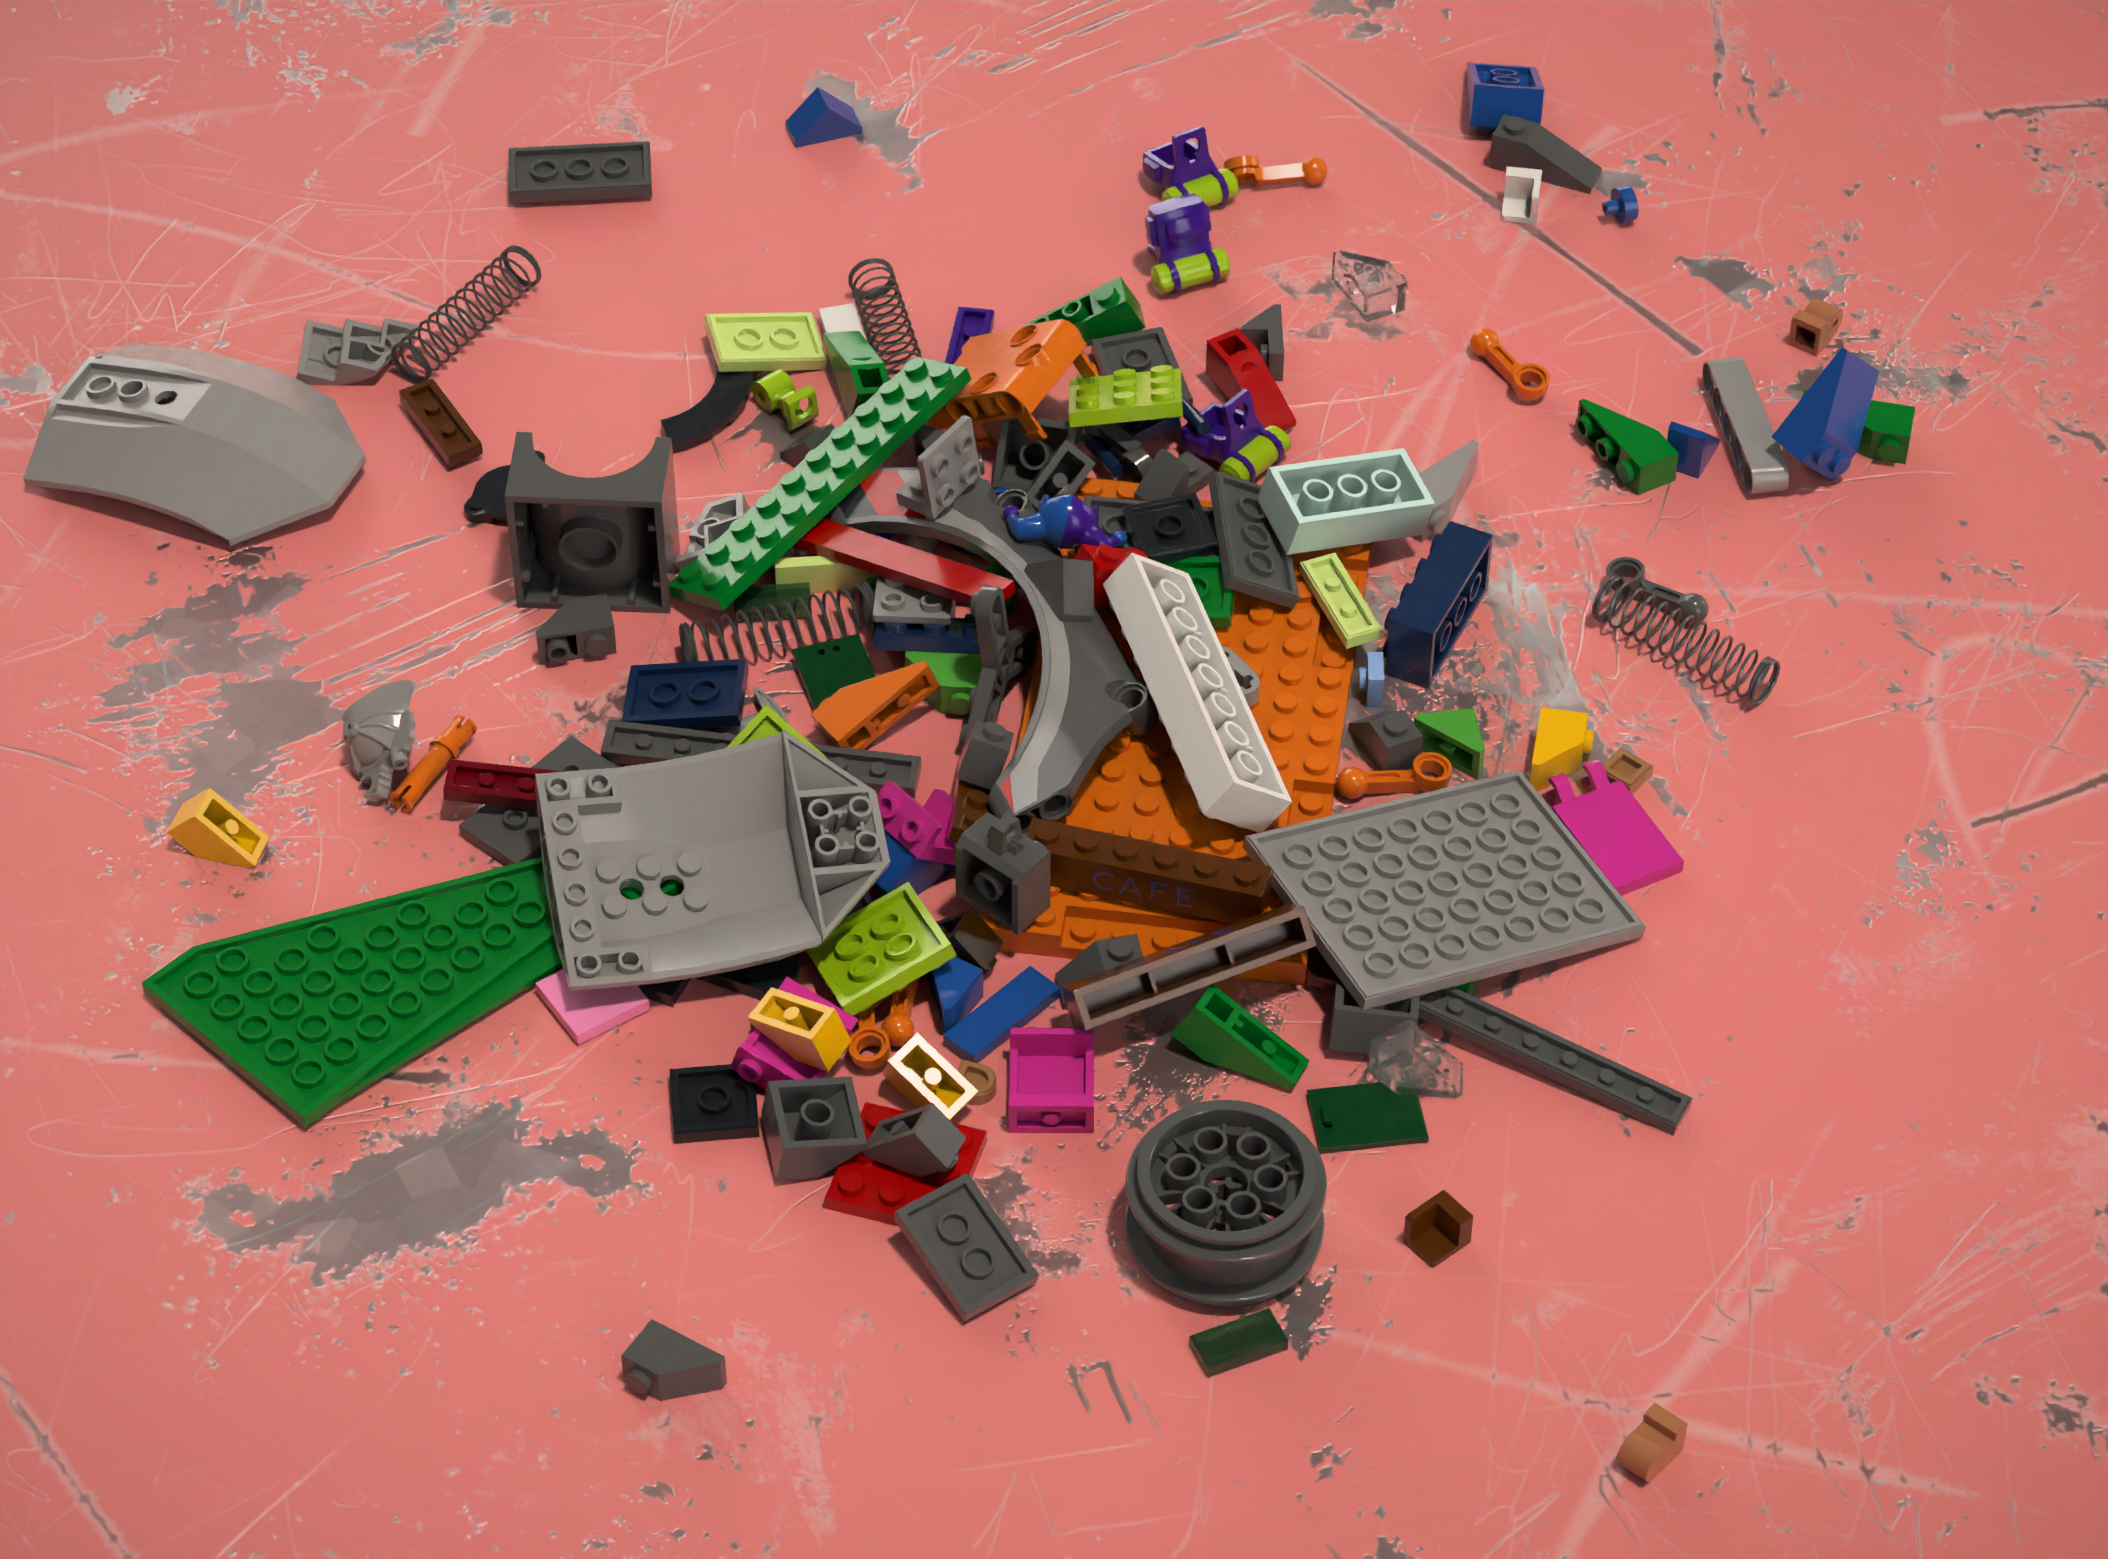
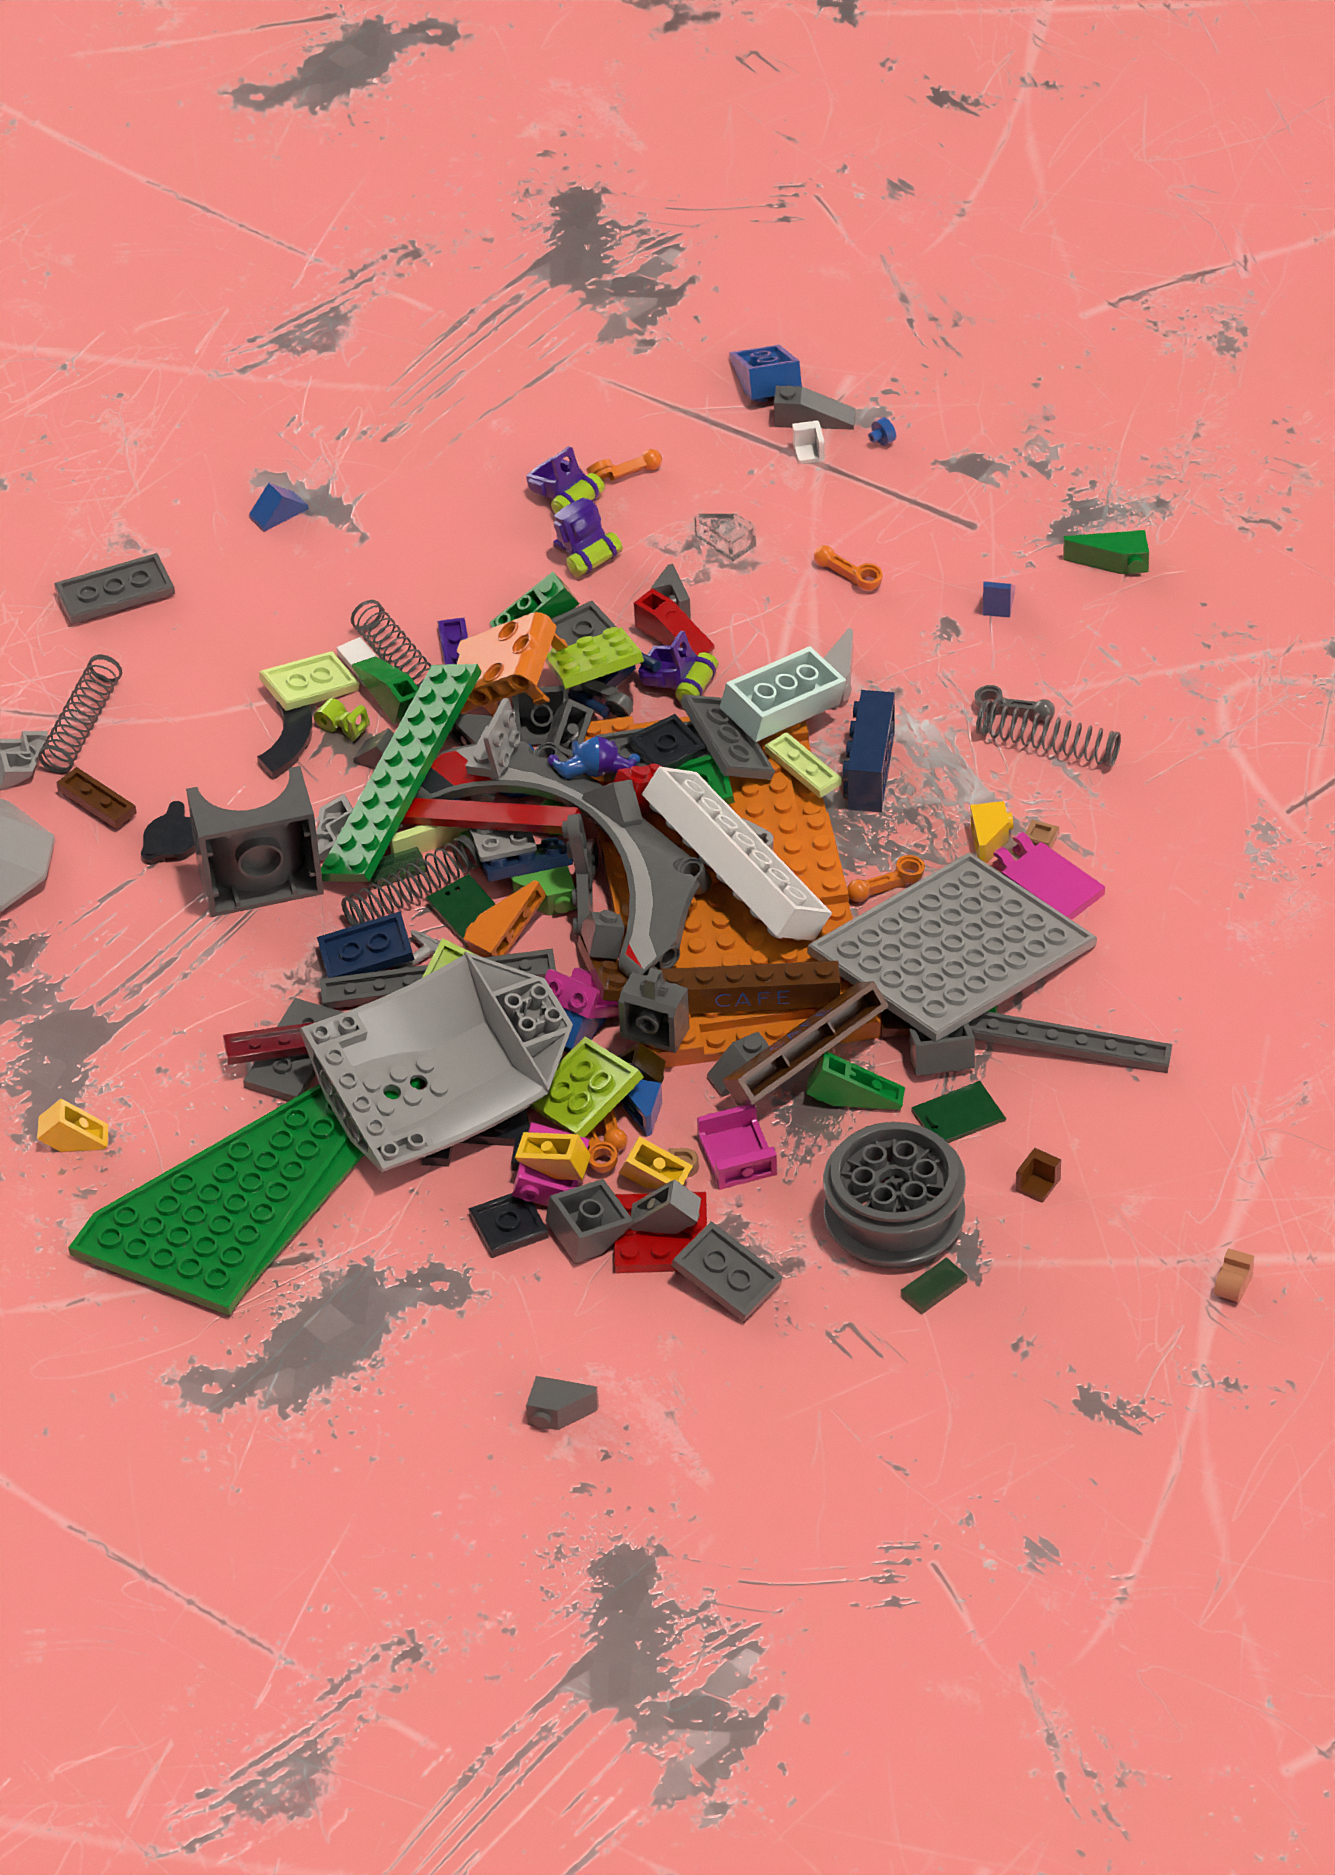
camera: 15 degrees left, 0 degrees up
(380, 736) = (162, 1032): light grey helmet -> none
(440, 752) = (207, 1032): orange pin -> none
(577, 631) = (268, 921): dark grey slope -> none
(592, 1010) = (391, 1185): bright pink tile -> none
(1006, 1009) = (682, 1111): blue tile -> none
(1173, 476) = (651, 707): dark grey slope -> none
(1372, 679) = (844, 814): light blue plate -> none
(1388, 739) = (871, 853): dark grey slope -> none
(1415, 1063) = (979, 1069): clear slope -> none
(1455, 737) = (915, 839): bright green slope -> none
(1631, 448) = (958, 607): green slope -> none
(1745, 425) = (1030, 571): light grey beam -> none
(1818, 319) = (1051, 483): nougat leg -> none
(1830, 416) = (1093, 551): blue slope -> none

